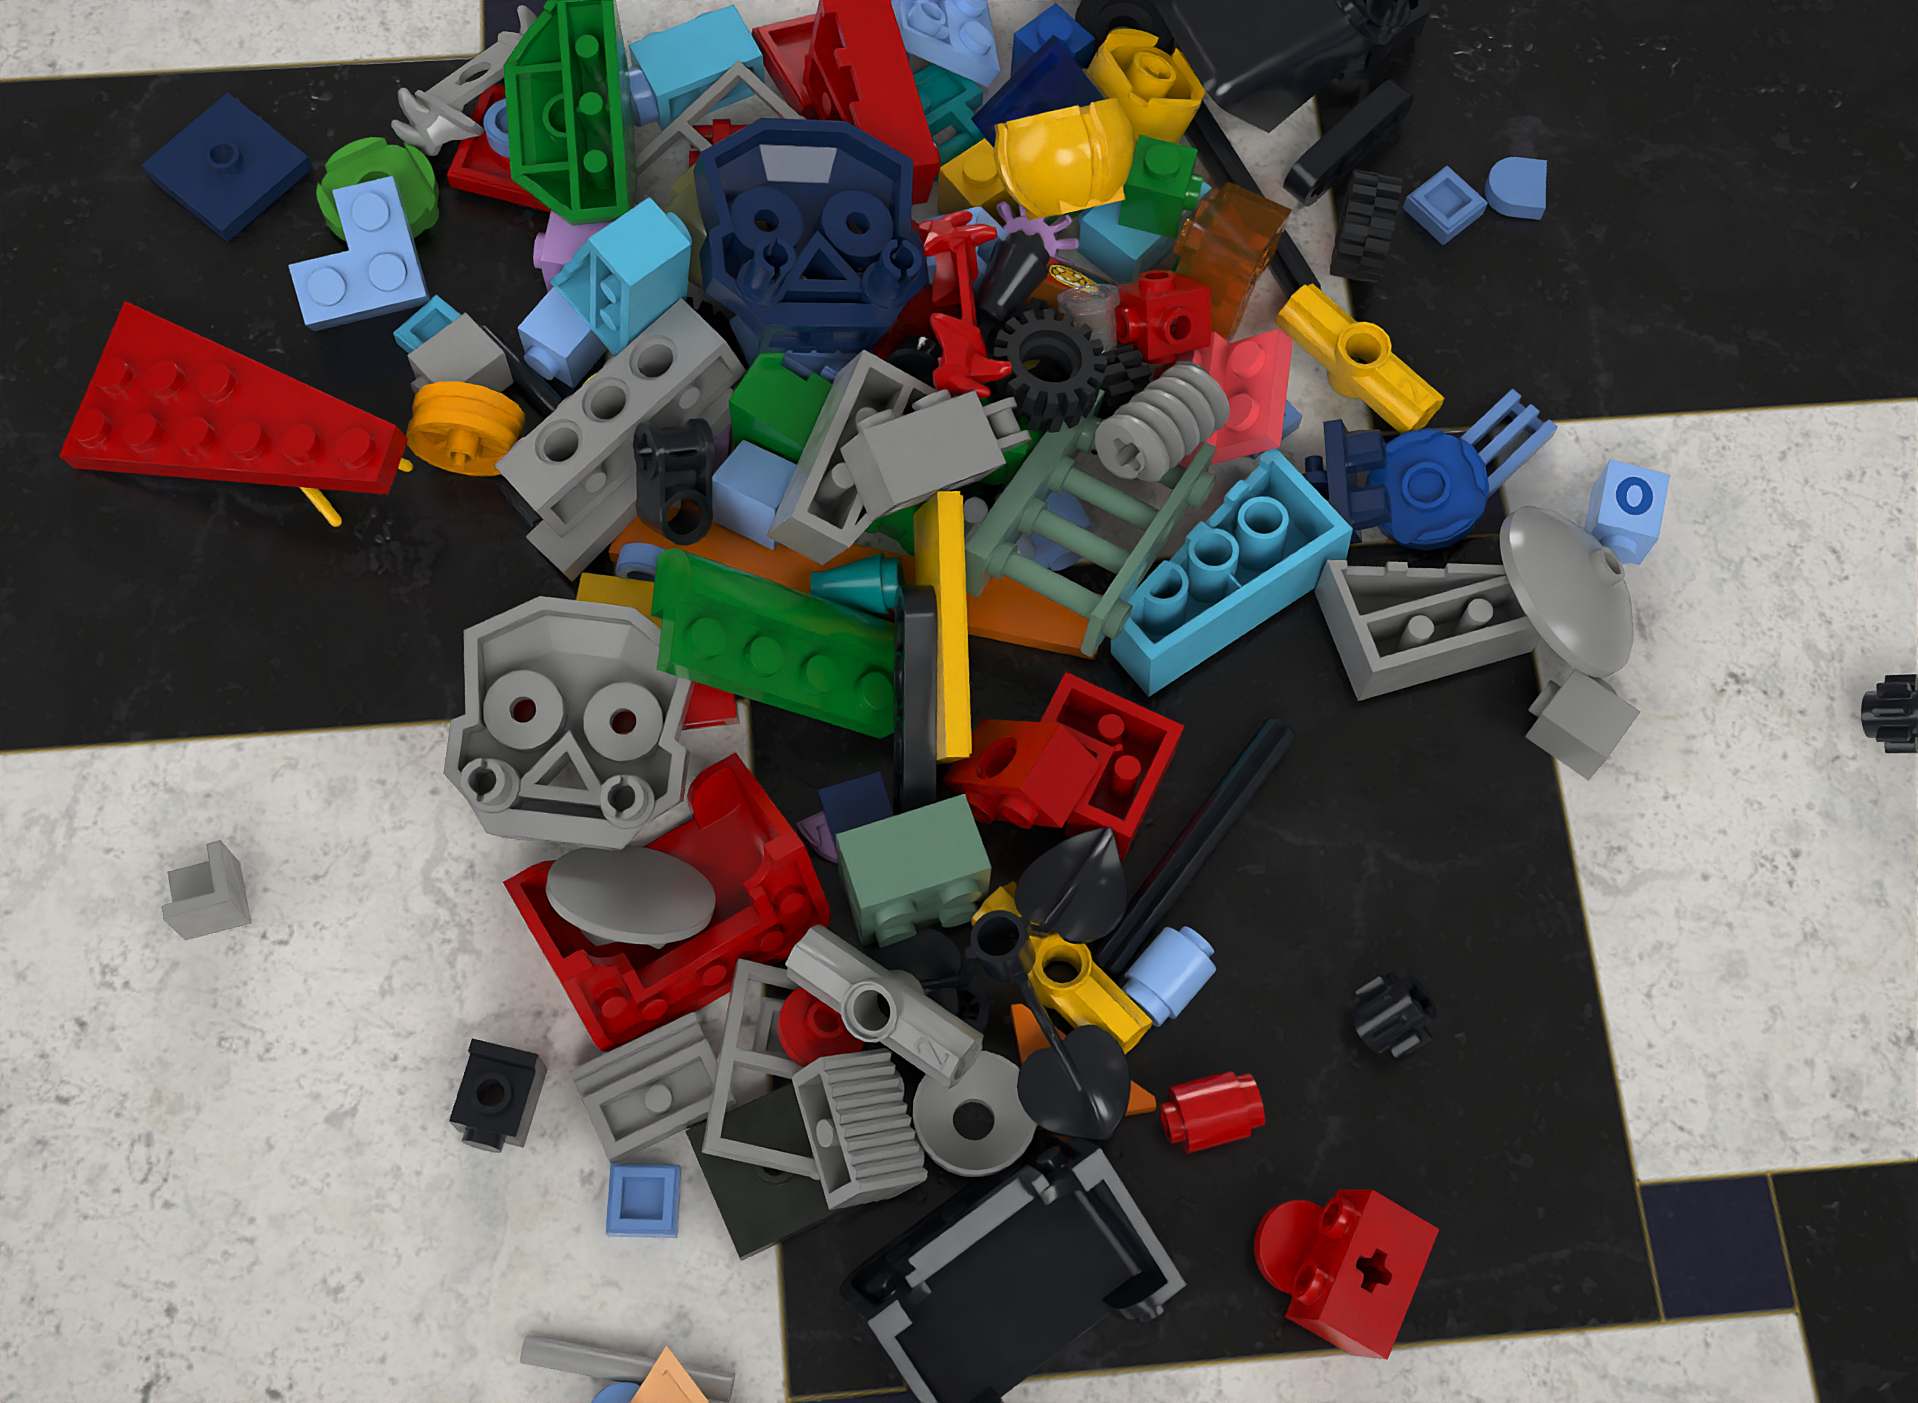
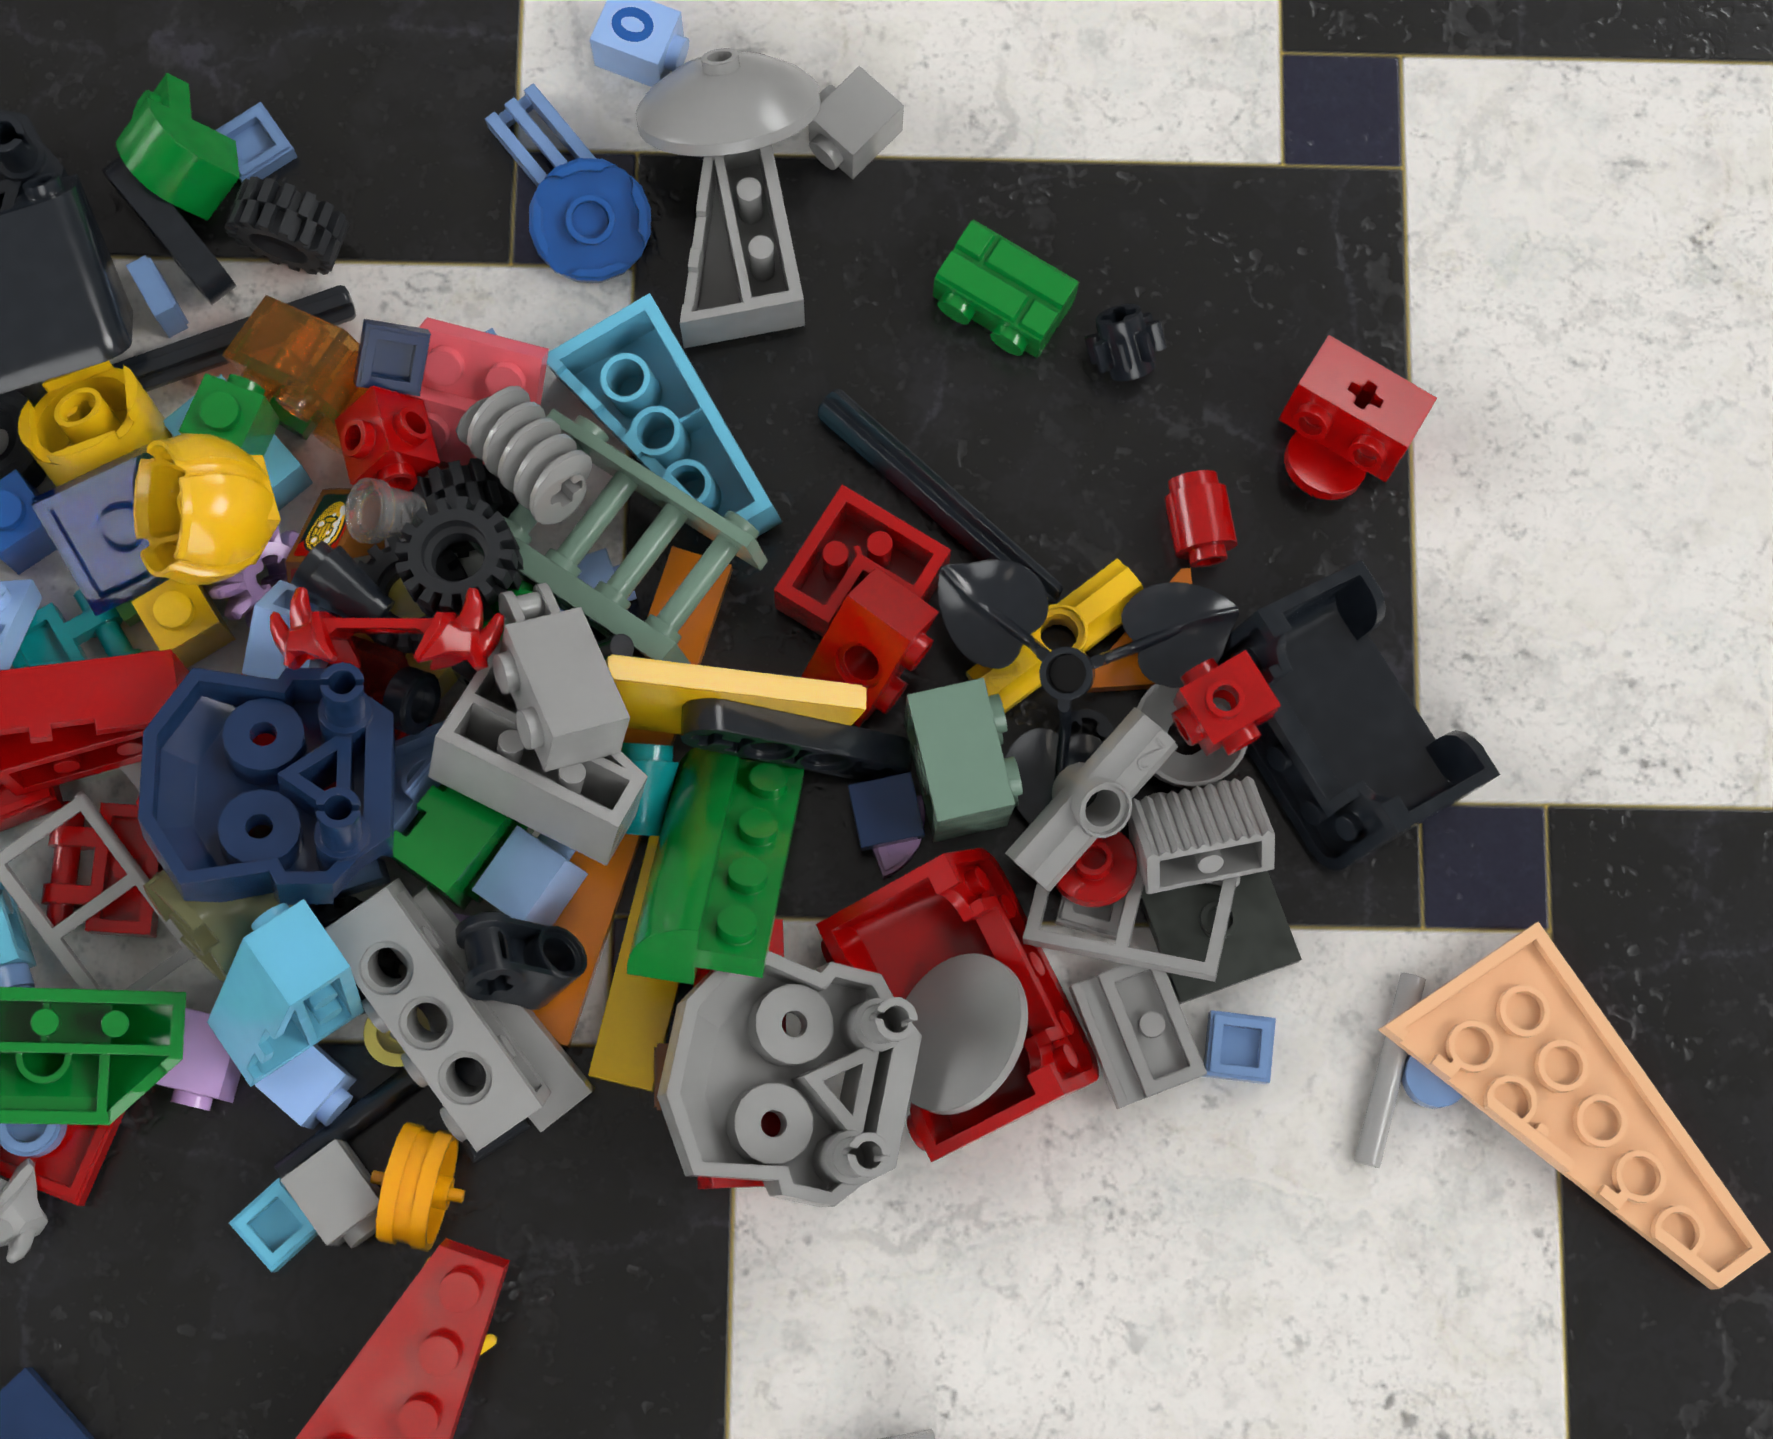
camera: 85 degrees left, 10 degrees up
(372, 160) = (52, 1269): bright green plate -> none
(376, 273) = (206, 1284): light blue brick -> none
(510, 1120) = (1112, 1185): black brick -> none
(638, 561) = (592, 1004): medium blue tile -> none
(999, 1152) = (1239, 689): none -> red brick
(1169, 973) = (1067, 539): light blue brick -> none
(1243, 305) = (391, 357): none -> dark blue tile
(1281, 140) = (158, 295): none -> medium blue tile
(1335, 336) = (468, 235): yellow piece -> none
(1345, 457) = (547, 289): dark blue hips -> none
(1415, 130) = (177, 154): none -> green brick
(1429, 887) = (1003, 290): none -> green brick
(1517, 187) = (243, 68): medium blue tile -> none

